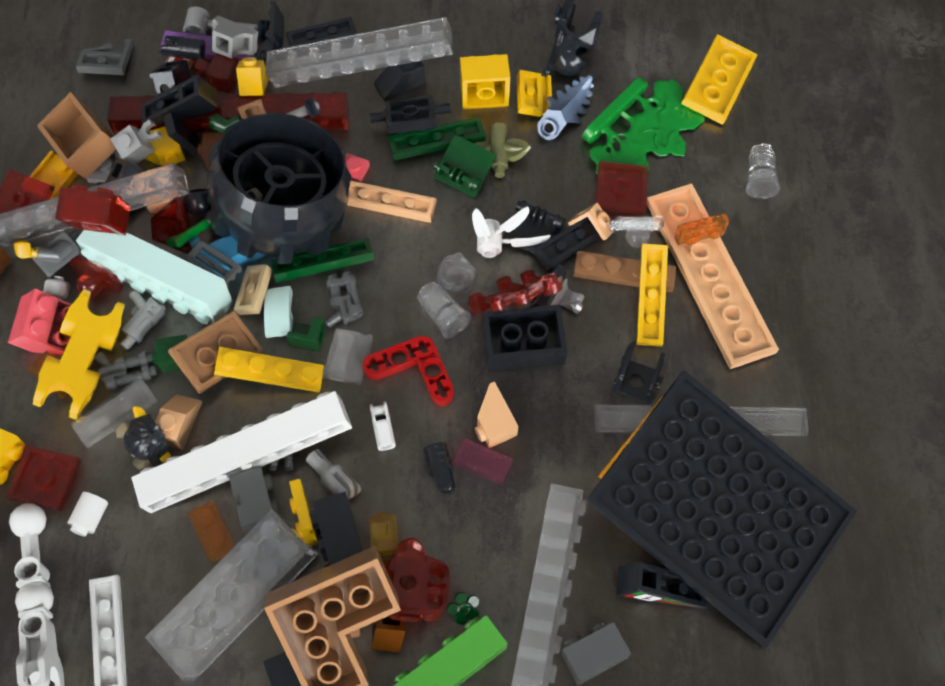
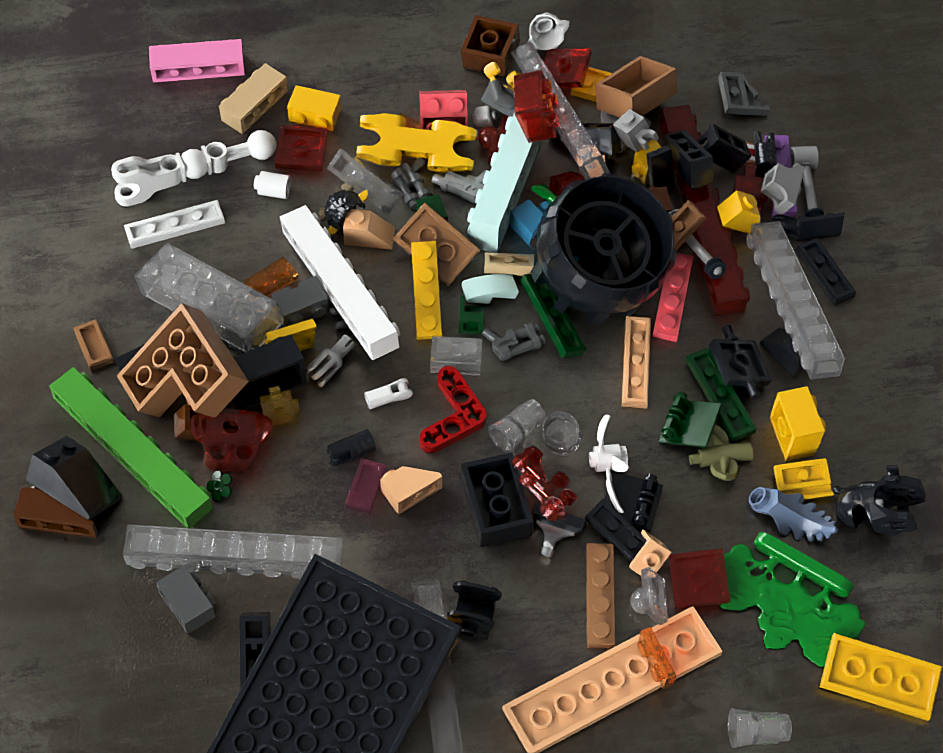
camera: 80 degrees right, 5 degrees down
(221, 124) = (678, 197): dark green arm -> none
(228, 275) = (512, 218): dark grey tile -> none
(652, 295) = (569, 617): yellow plate -> none

